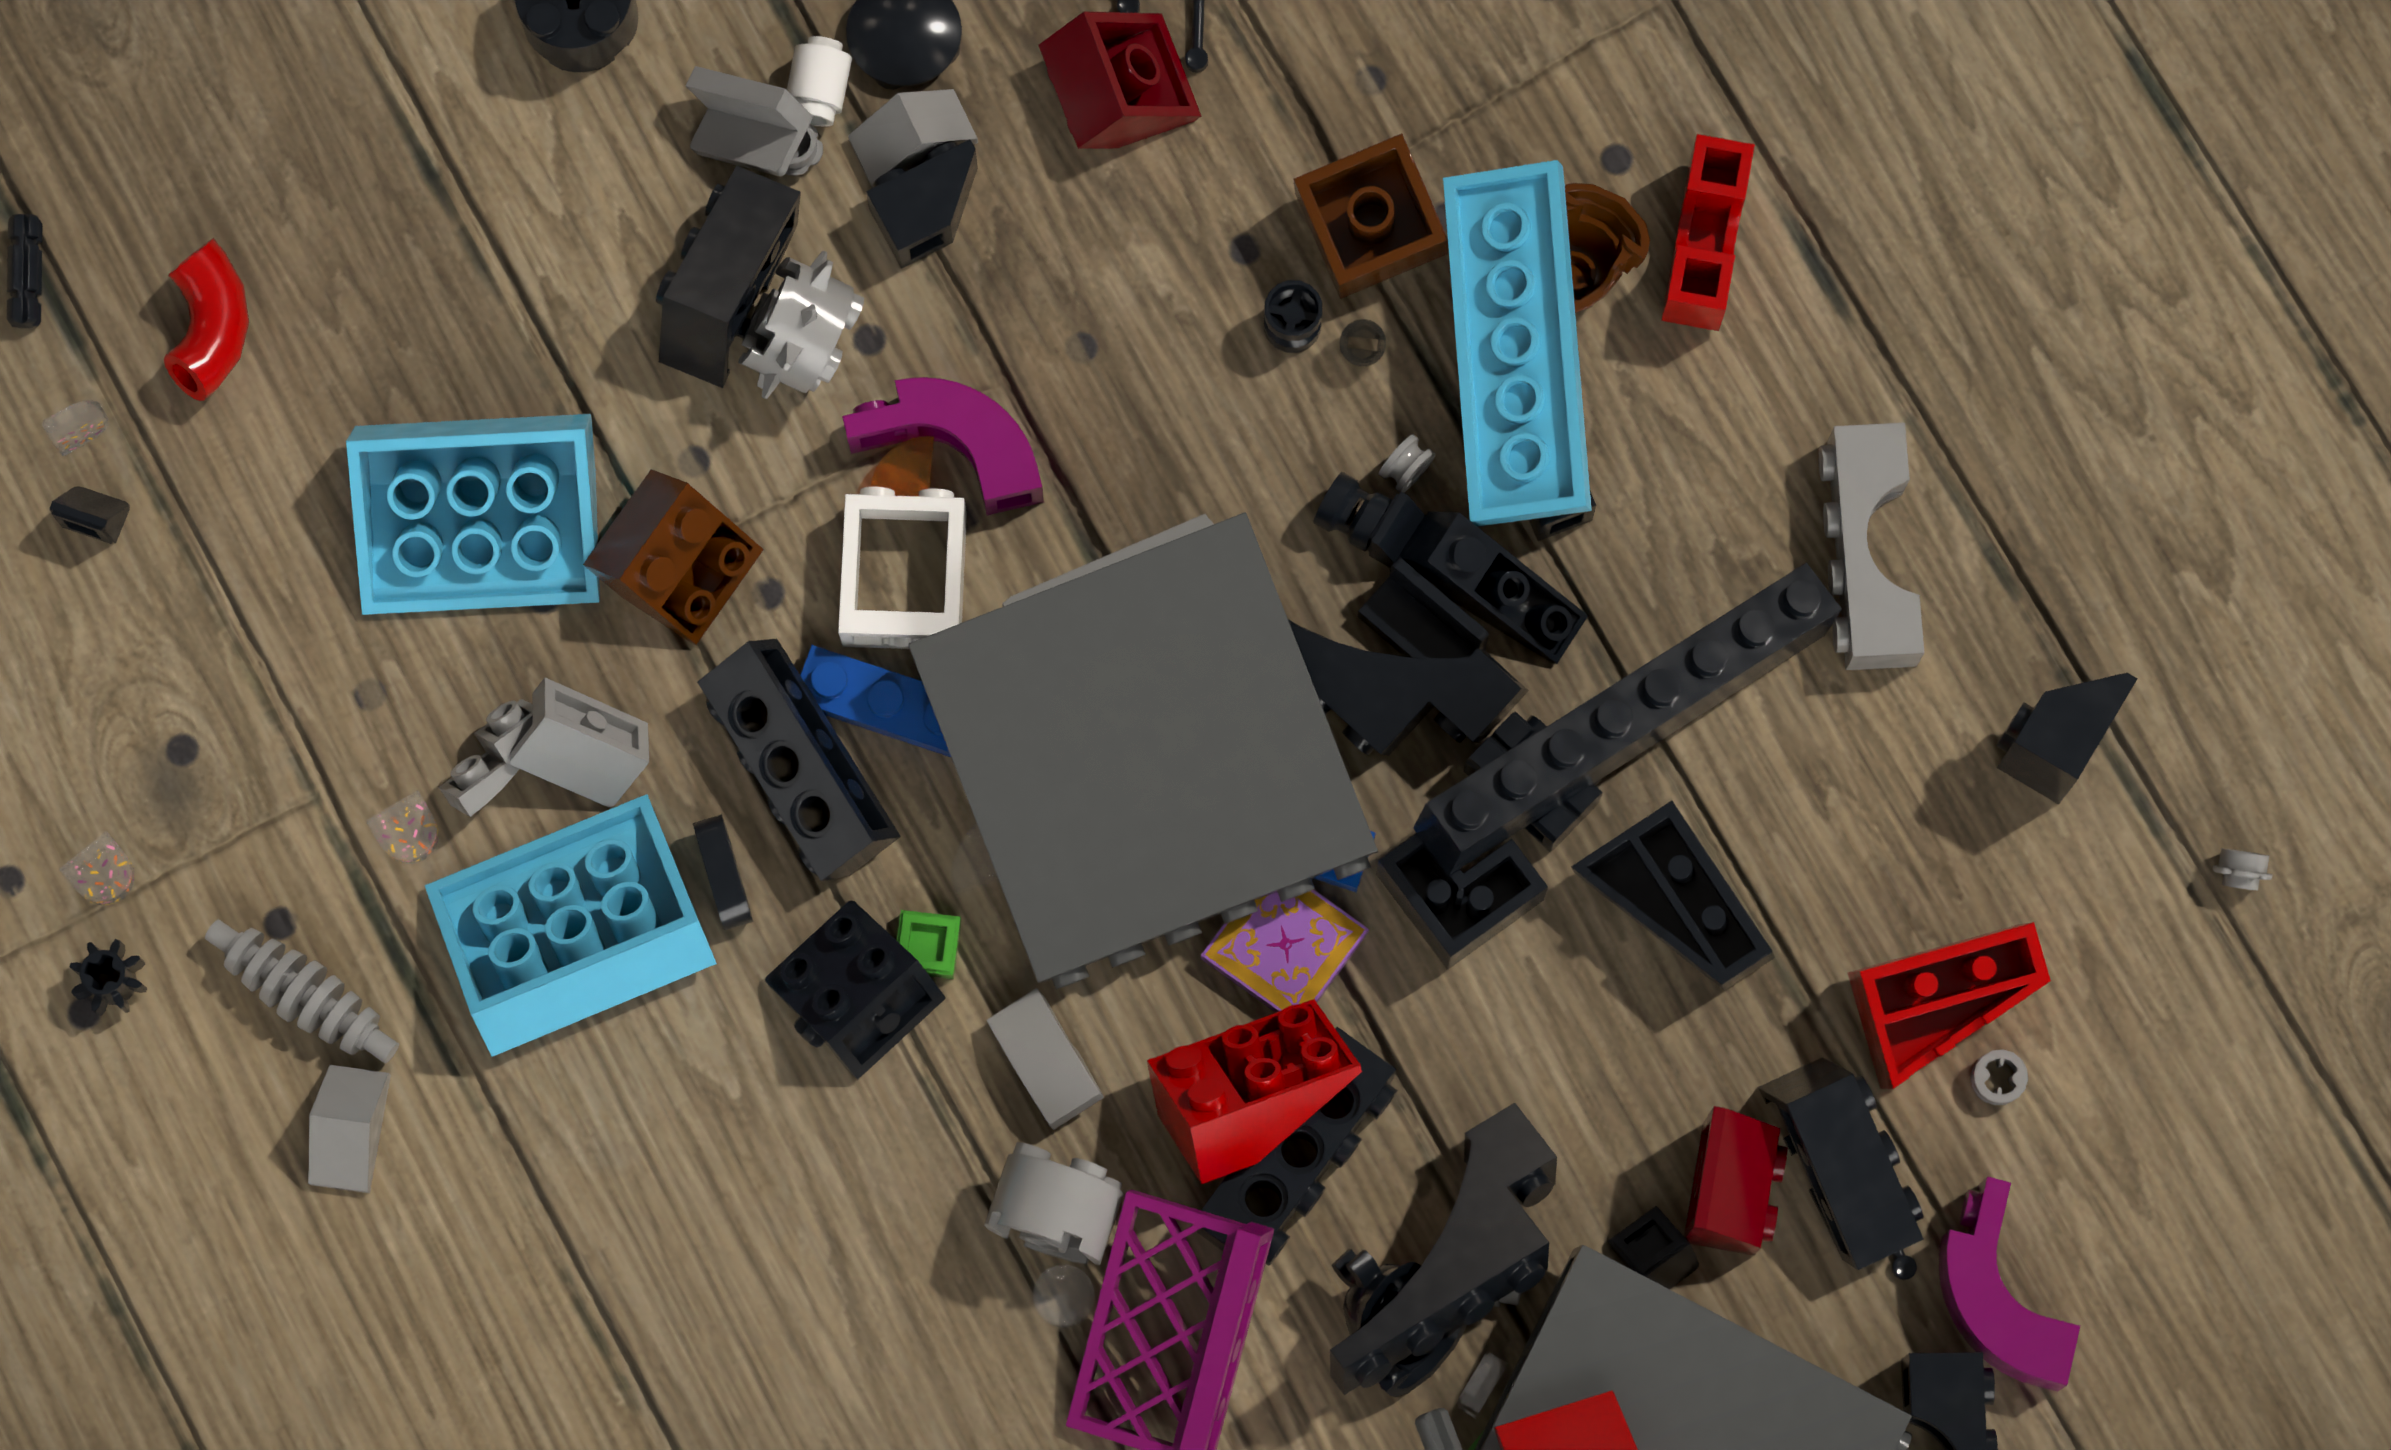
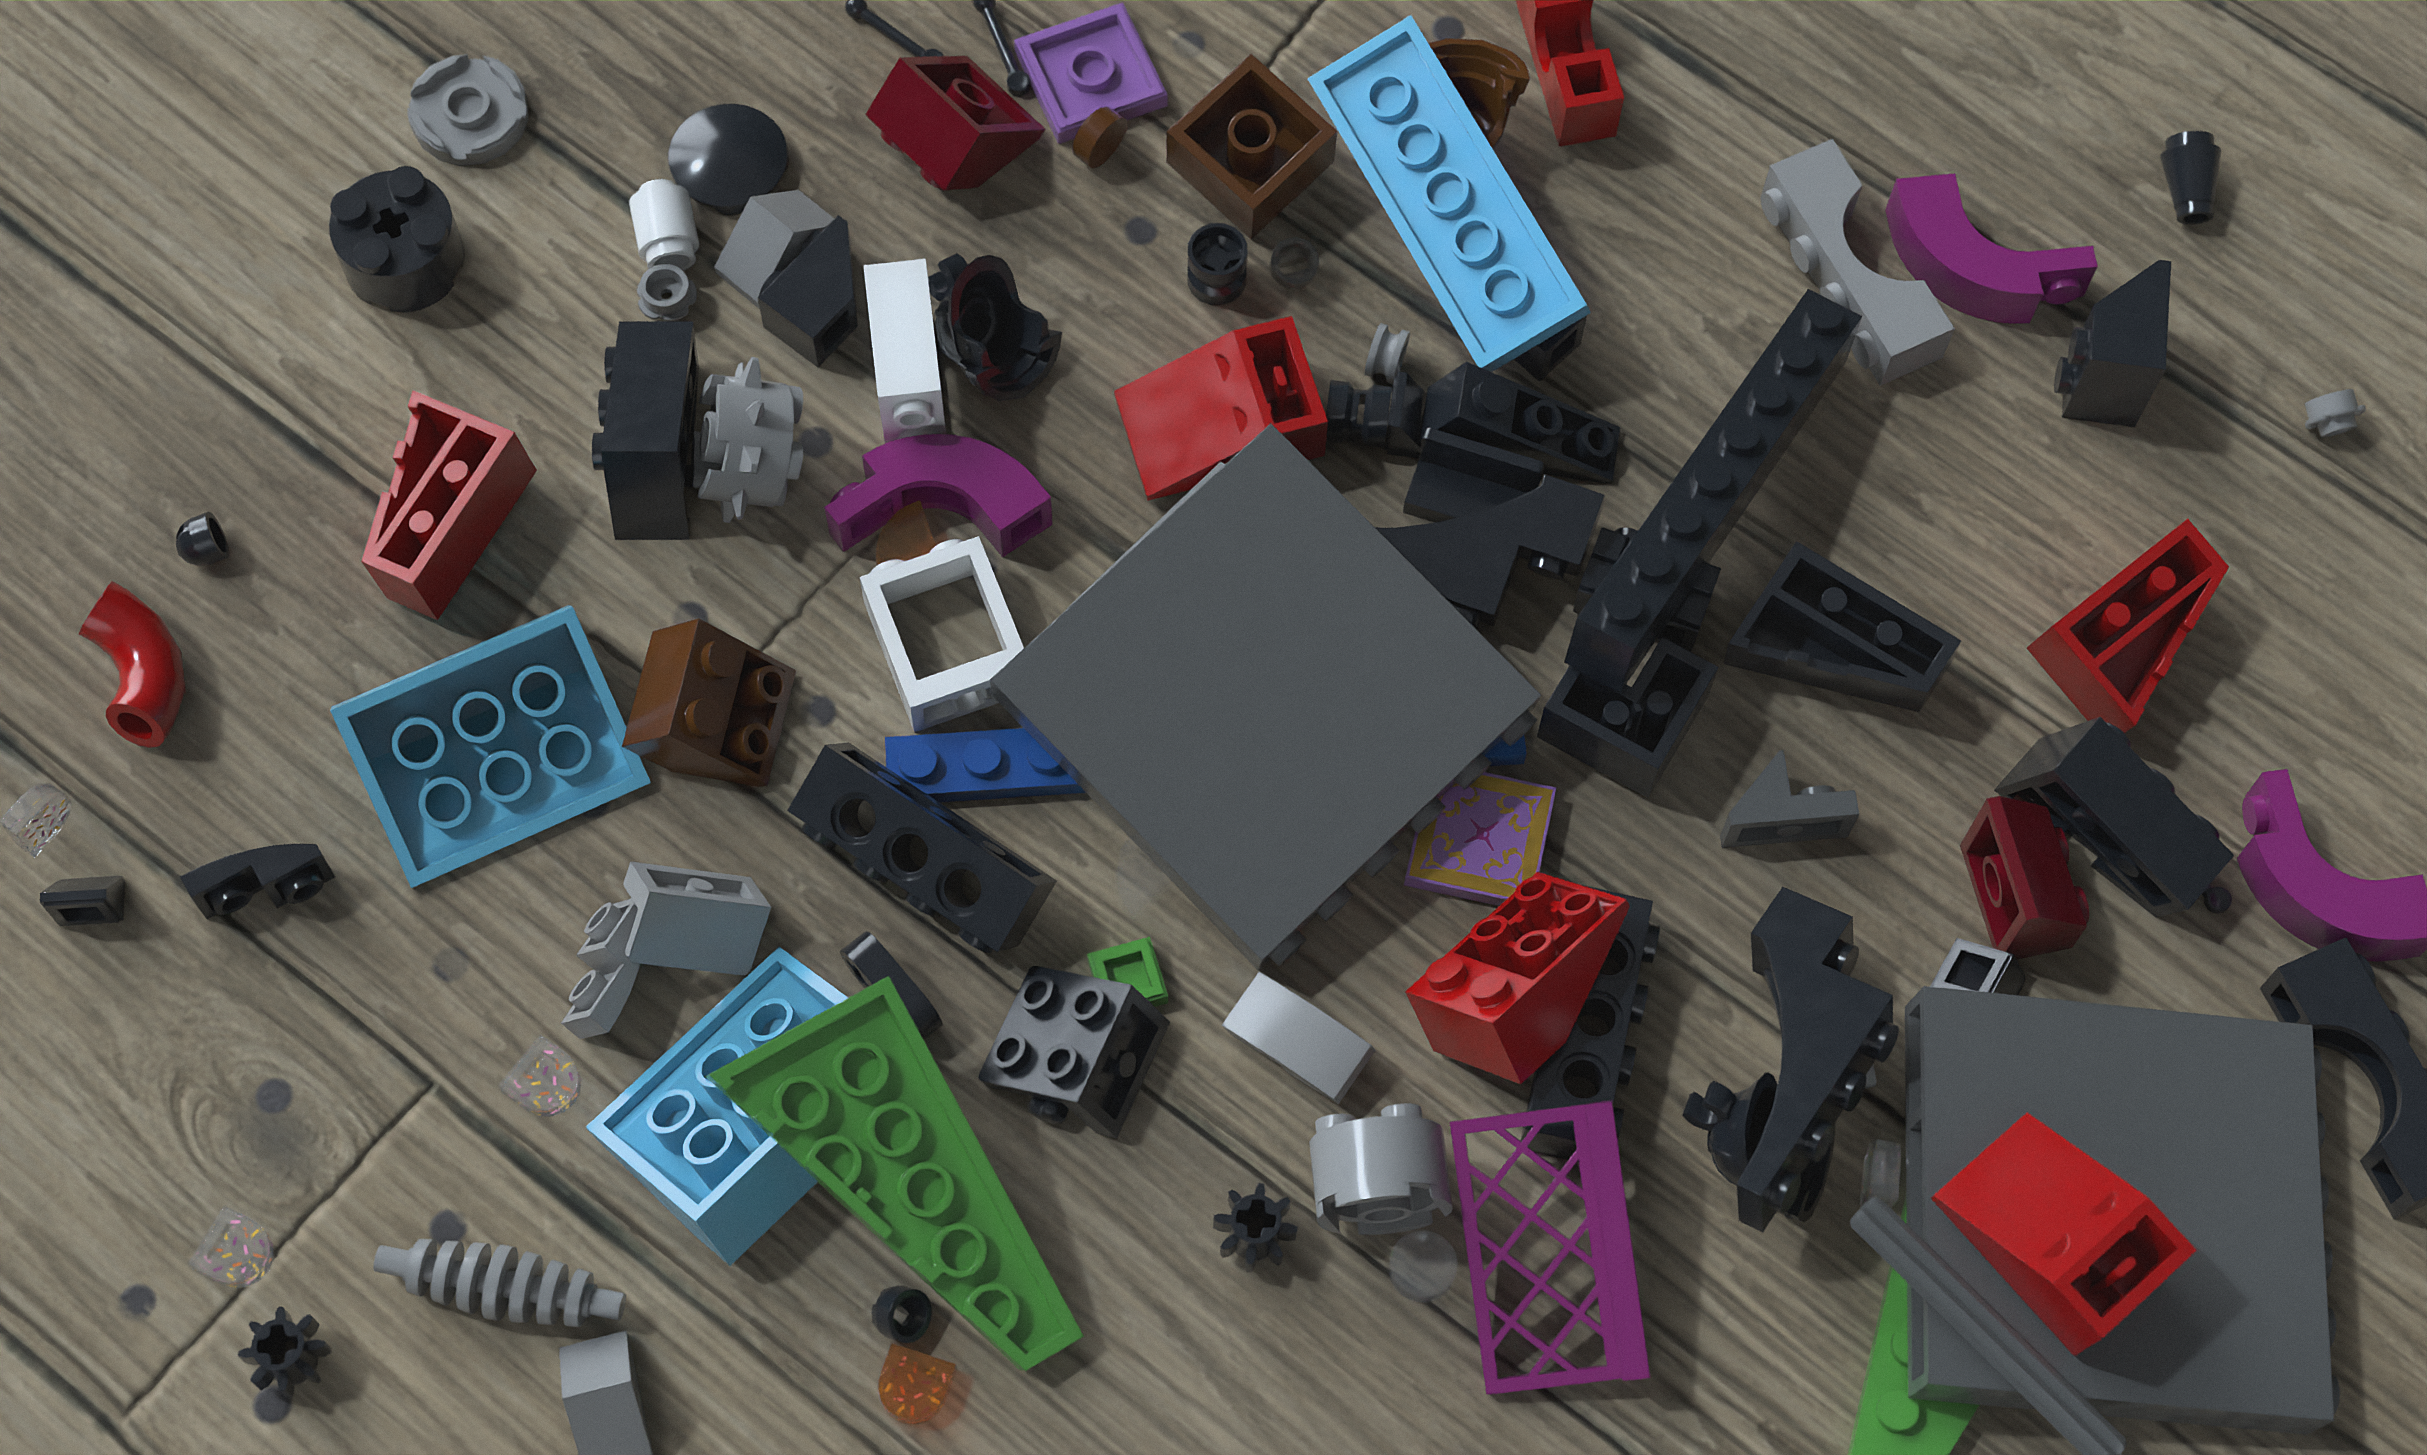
camera: 25 degrees left, 10 degrees down
(255, 559) = (285, 871): none -> black slope
(305, 224) = (202, 540): none -> black hinge
(518, 277) = (443, 504): none -> red wedge
(602, 1217) = (914, 1385): none -> clear orange tile
(622, 1168) = (909, 1302): none -> black hinge
(654, 1007) = (885, 1136): none -> bright green wing
(747, 122) = (611, 278): light grey panel -> none
(932, 1189) = (1273, 1230): none -> black gear
(972, 300) = (904, 349): none -> white window
(1061, 303) = (989, 330): none -> black helmet
(1232, 461) = (1217, 402): none -> red slope
(1242, 147) = (1099, 137): none -> reddish brown tile
(1266, 76) = (1089, 67): none -> medium lavender tile
(1540, 1030) = (1774, 816): none -> dark grey slope
(1975, 598) = (1970, 270): none -> magenta arch
(2017, 1080) = (2232, 684): light grey bush -> none
(2233, 586) = (2192, 174): none -> black cone

